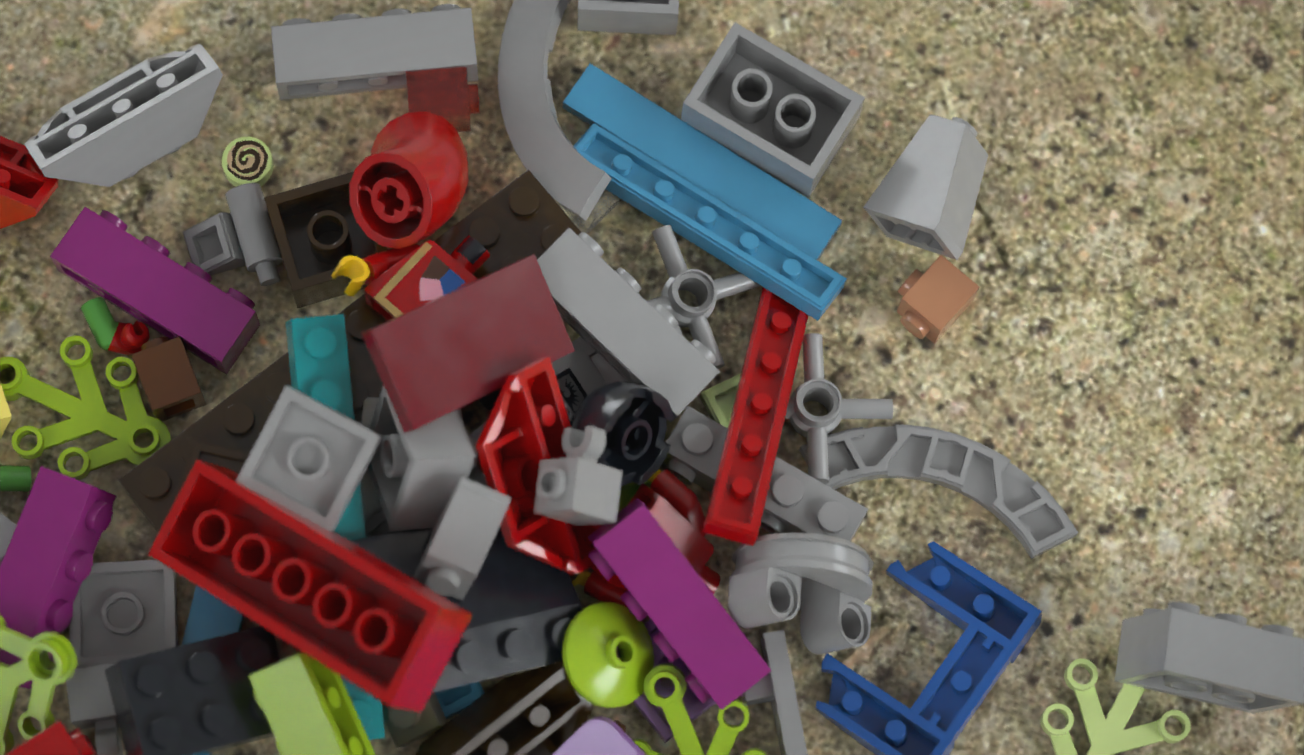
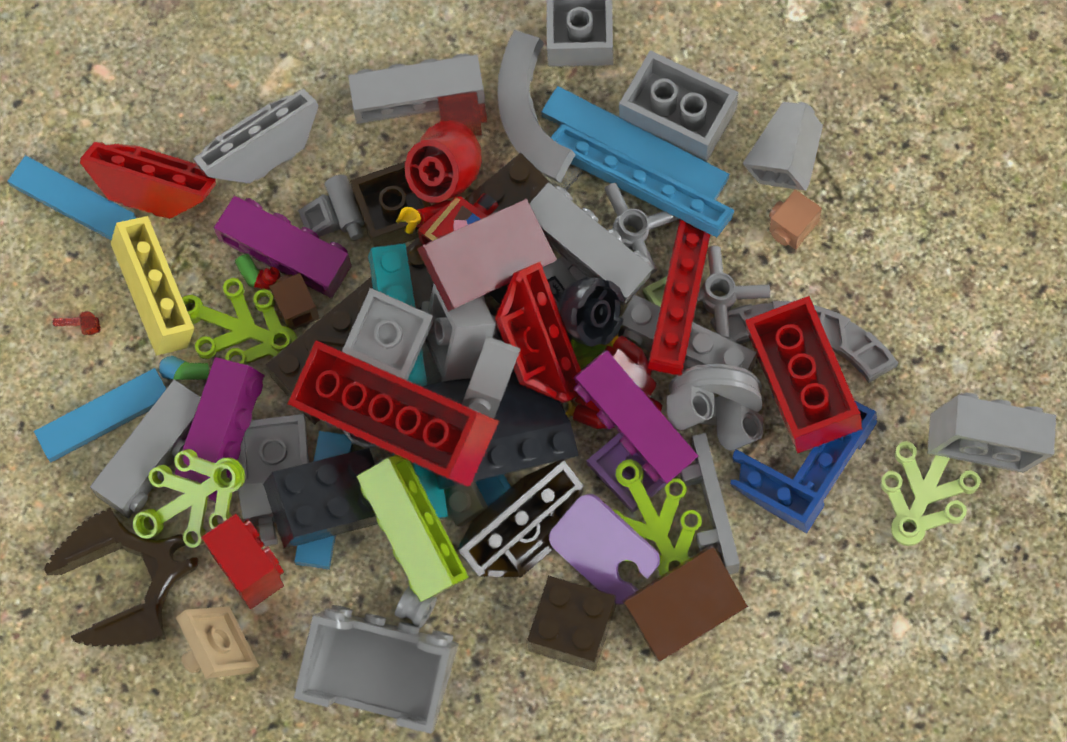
camera: 10 degrees right, 5 degrees down
(247, 161) = (337, 162): tile -> none
(578, 486) = (563, 342): light grey brick -> none
(592, 657) = (581, 459): lime dish -> none
(937, 549) = (803, 374): none -> red brick

